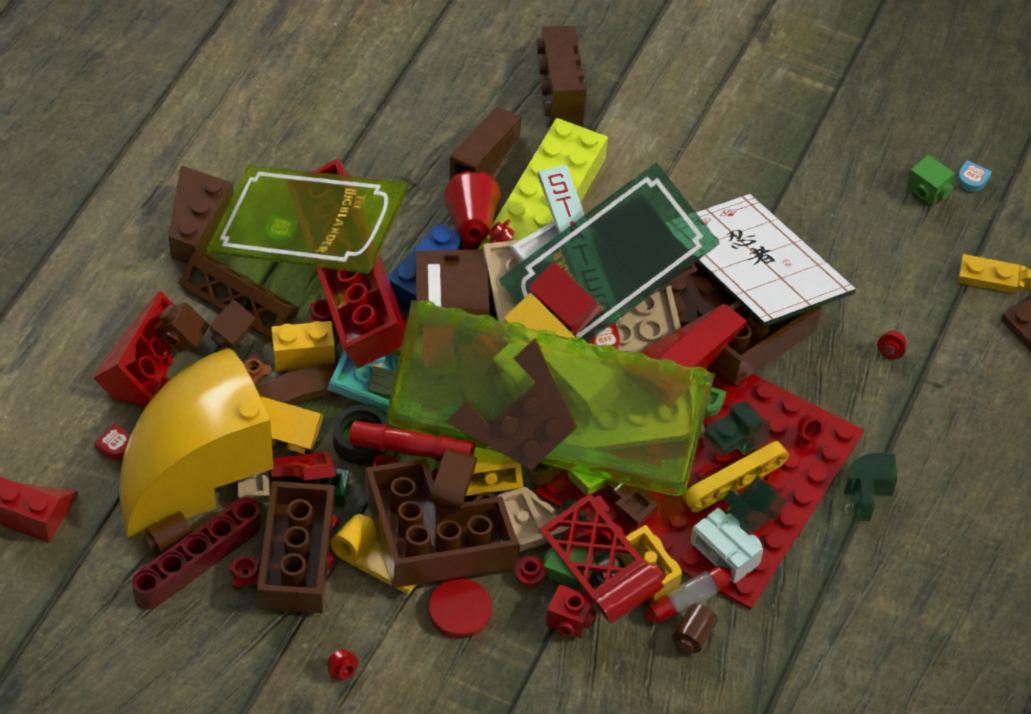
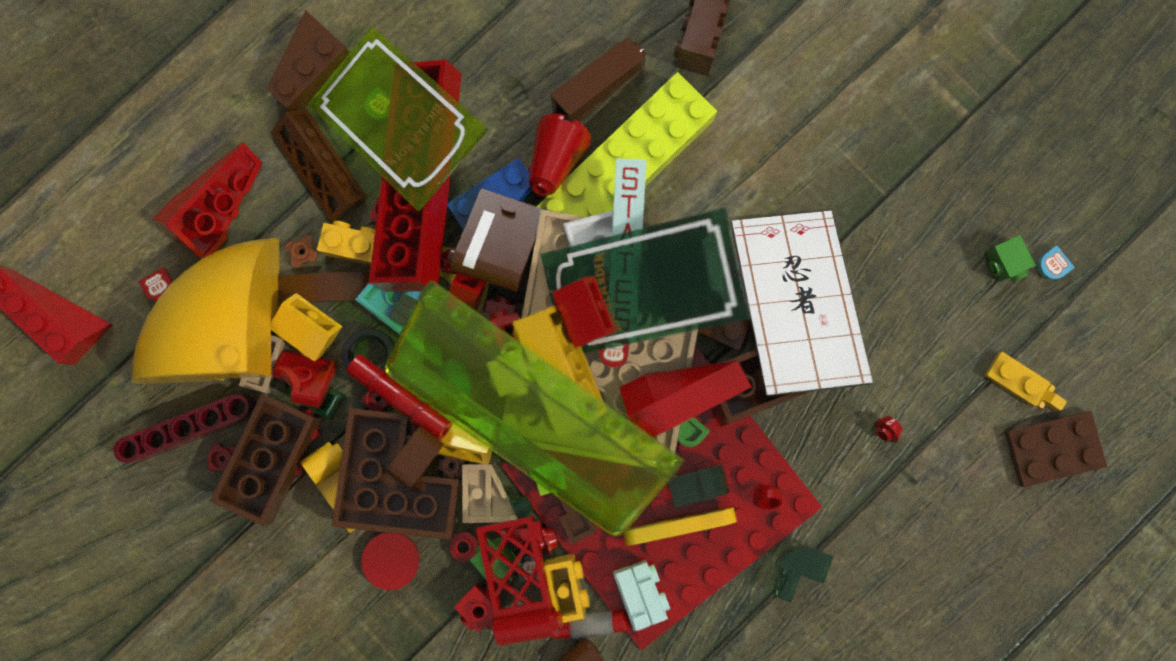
camera: 25 degrees right, 30 degrees up
(166, 533) = (167, 400): reddish brown brick -> none
(181, 326) = (248, 189): reddish brown brick -> none
(232, 326) = (294, 203): reddish brown brick -> none
(342, 664) = (268, 583): red plate -> none
(501, 232) = (564, 200): red plate -> none
(532, 423) = (497, 435): reddish brown wing -> none
(755, 504) = (681, 565): clear green brick -> none

